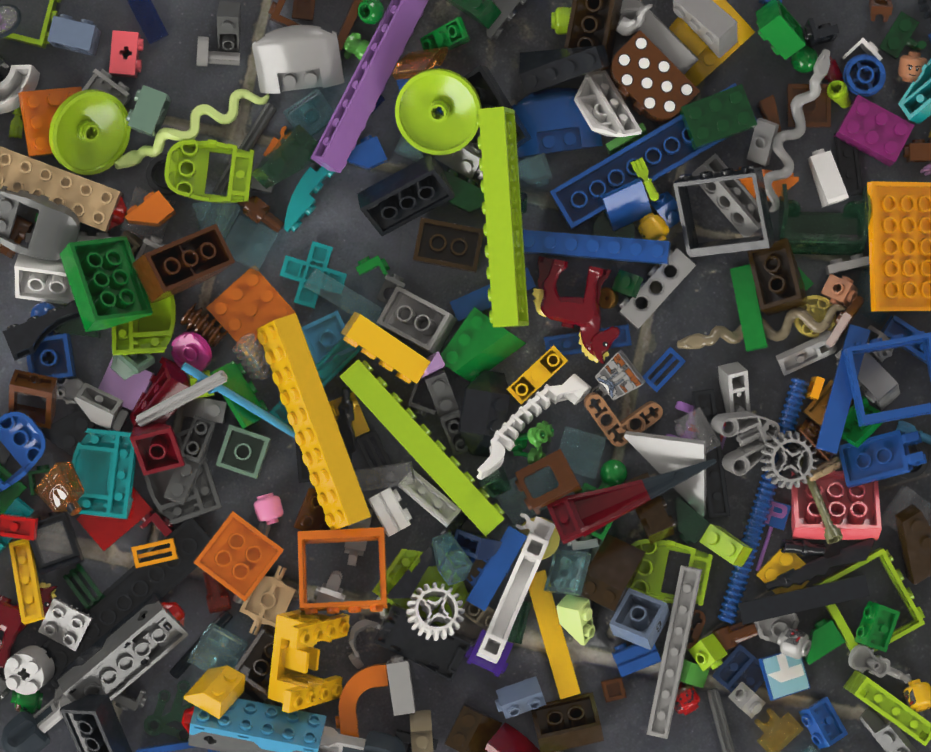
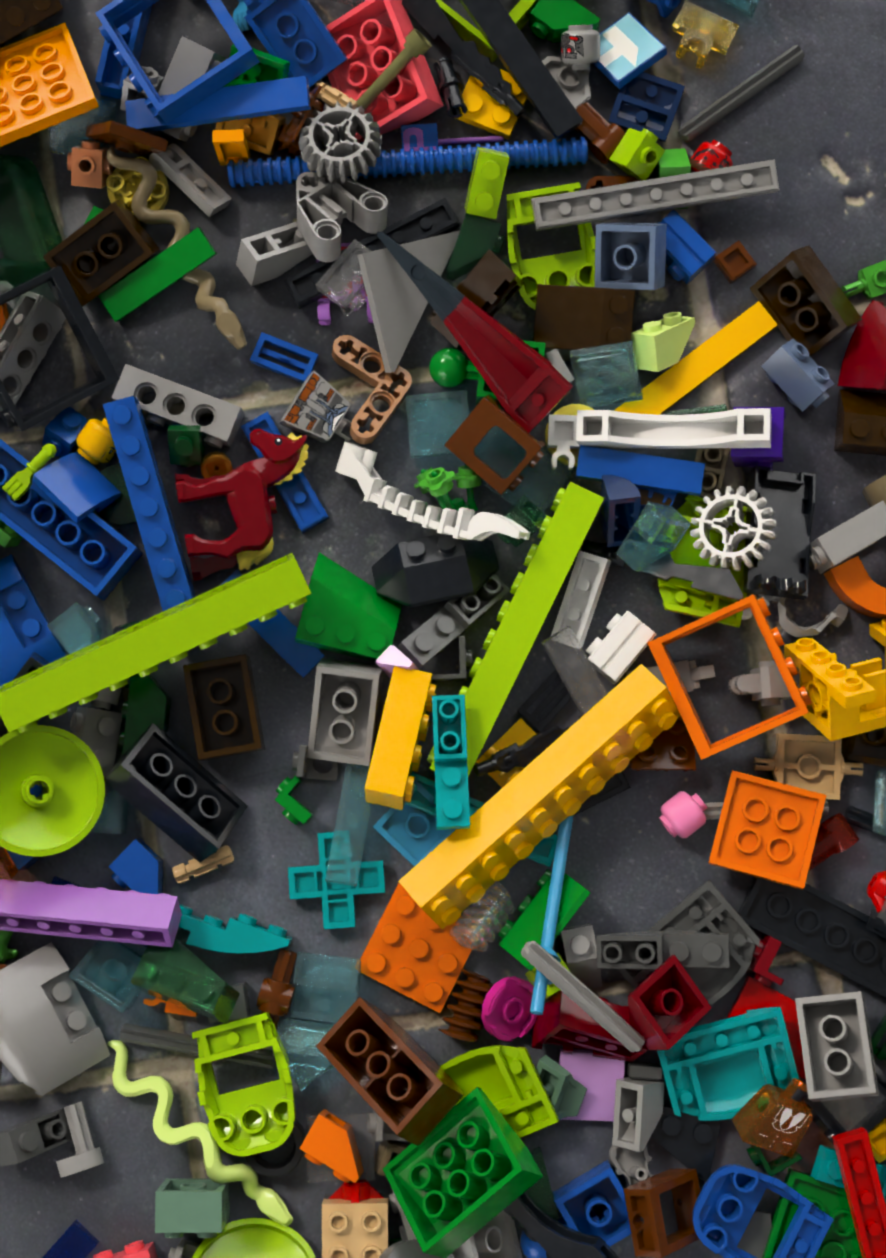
camera: 110 degrees left, 5 degrees down
(90, 543) = (836, 1046): none -> light grey brick
(172, 548) = (793, 926): light orange tile -> none
(243, 451) = (619, 880): sand green brick -> none
(355, 179) = (183, 872): none -> tan axle
(355, 373) = (450, 762): none -> teal slope
(537, 375) = (355, 518): yellow slope -> none
(747, 700) = (678, 84): light grey bracket -> none
(839, 266) = (44, 161): light grey plate -> none

